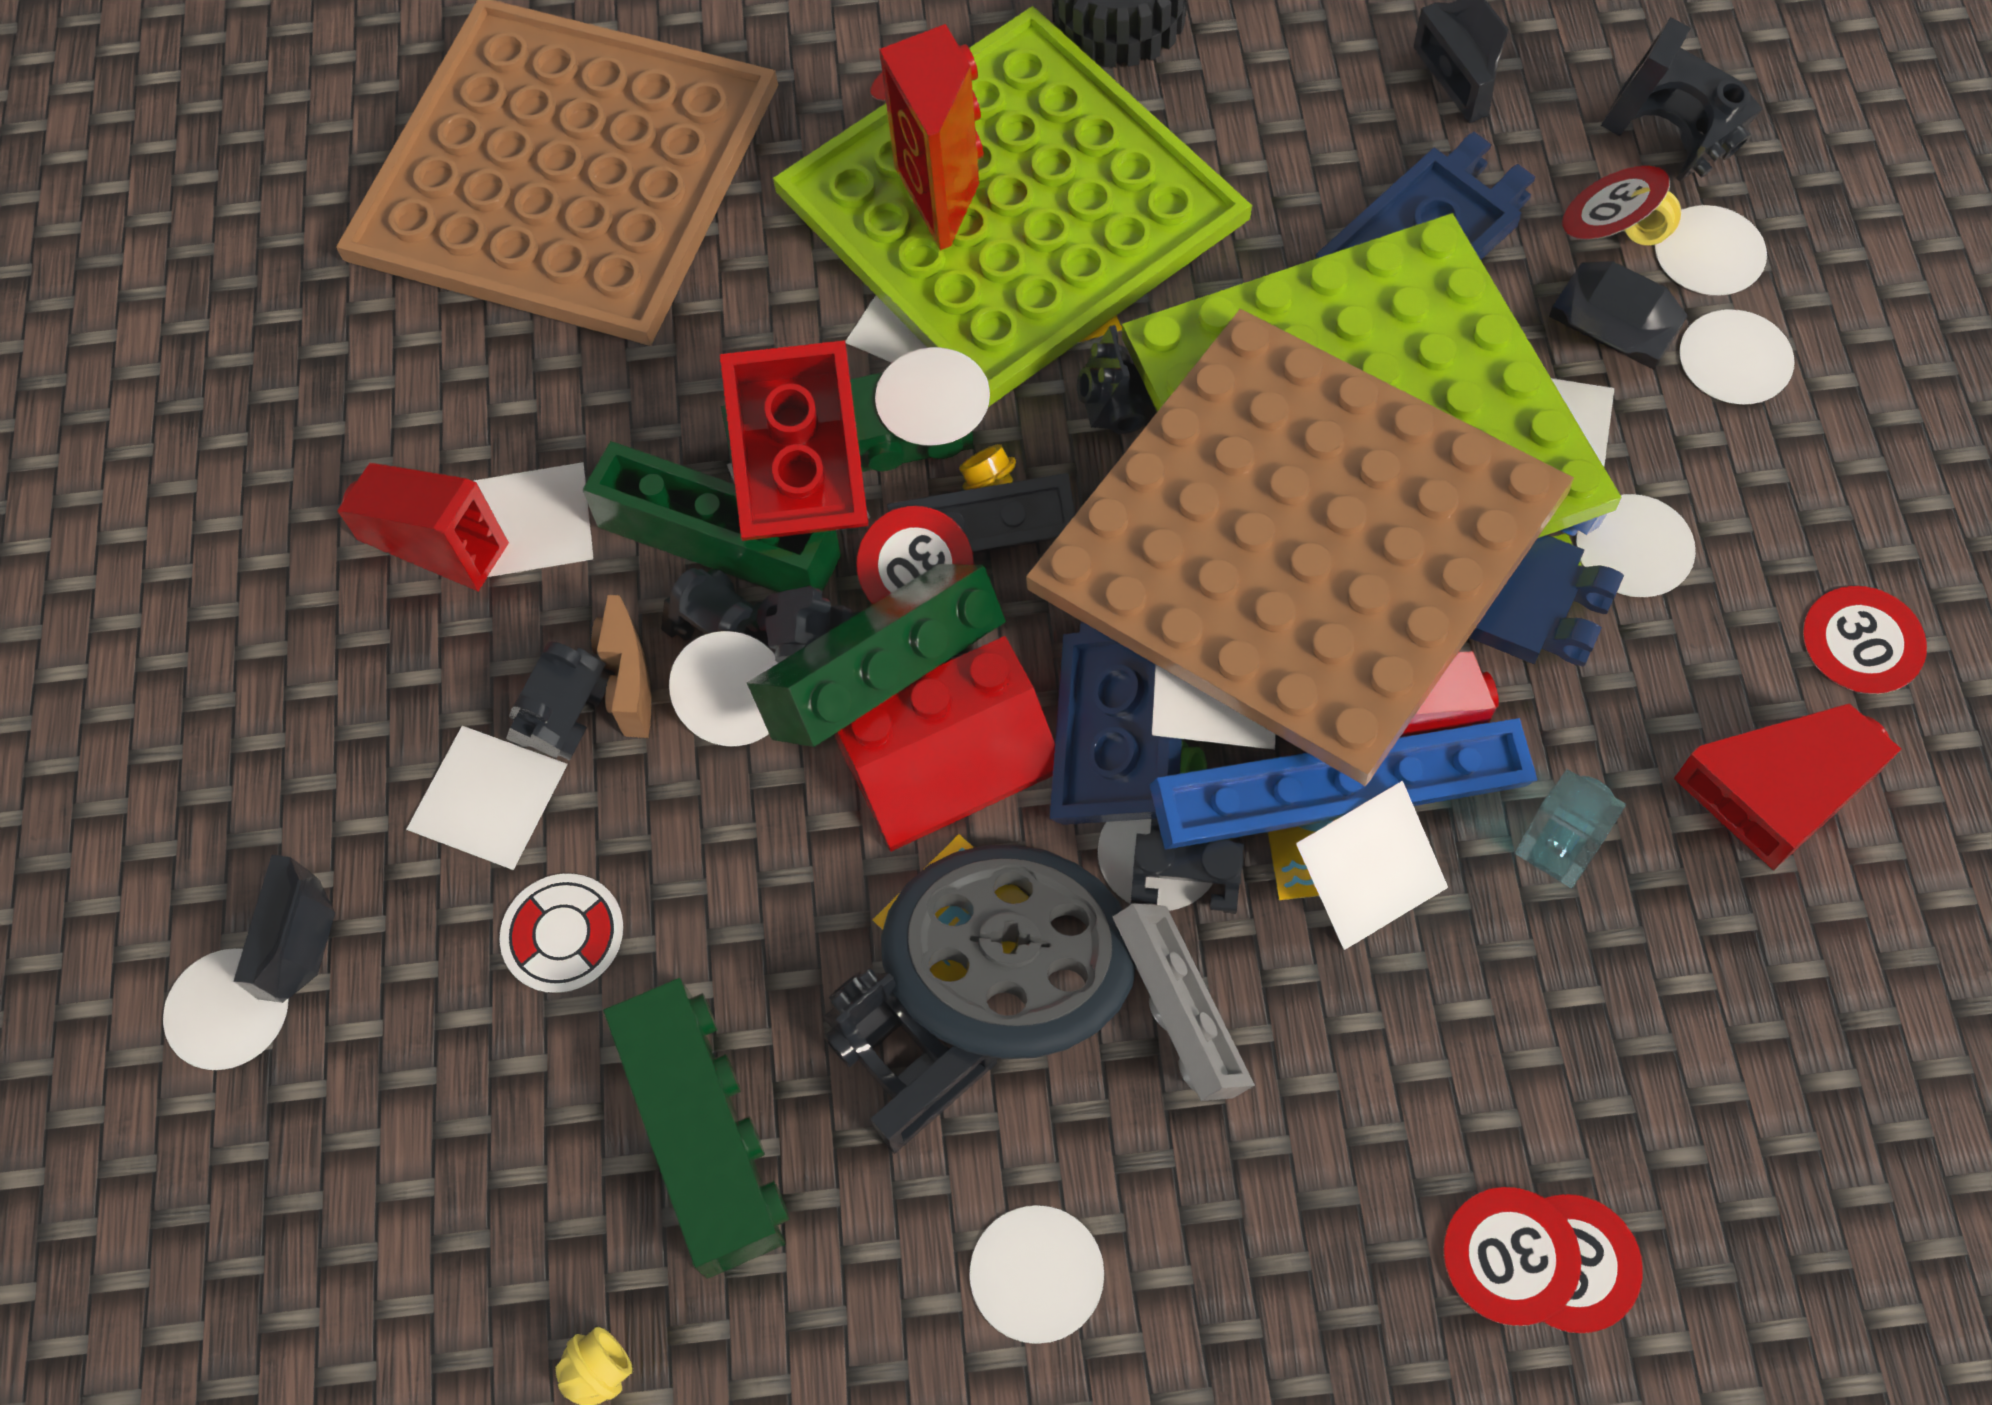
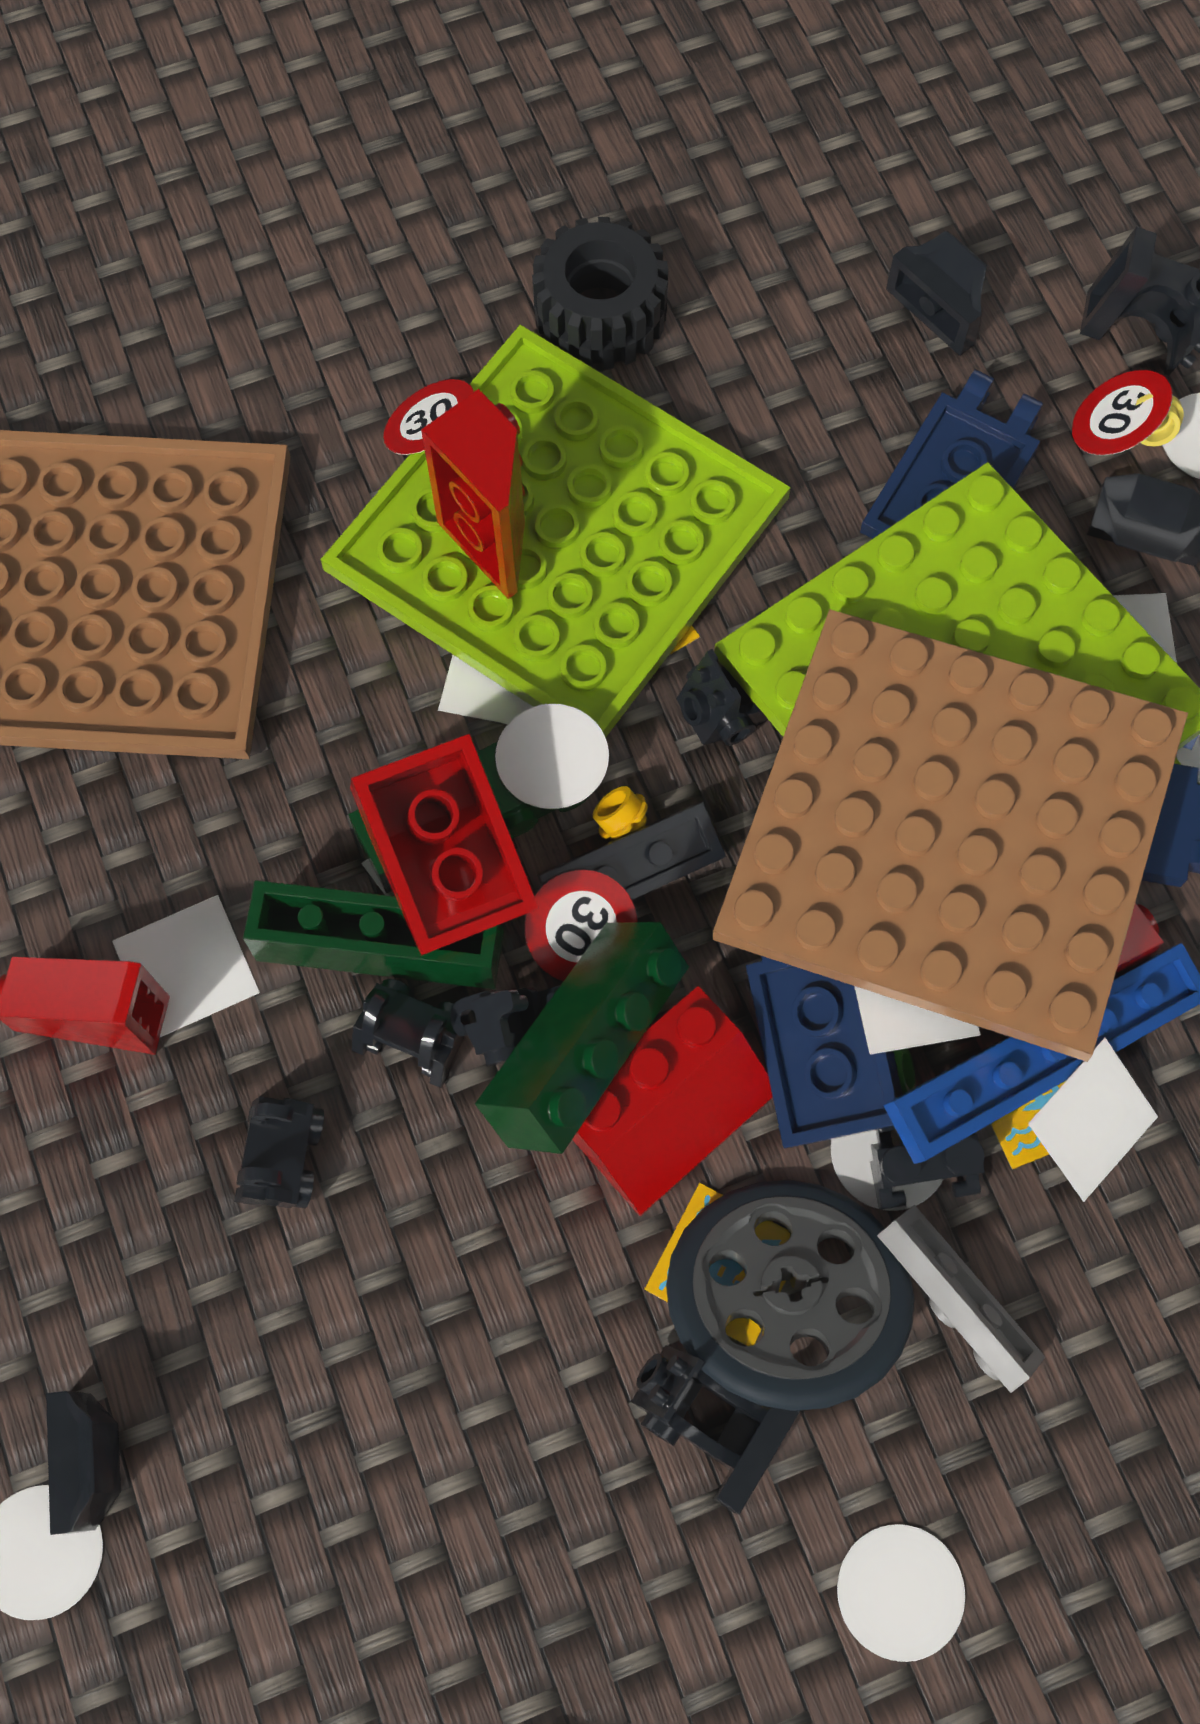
camera: 20 degrees left, 5 degrees up
(487, 797) = (232, 1265): white sticker -> none
(561, 933) = (349, 1383): sticker -> none
(630, 688) = (323, 1086): medium nougat slope -> none
(695, 1128) = (547, 1549): dark green brick -> none
(712, 687) = (434, 1099): white sticker -> none

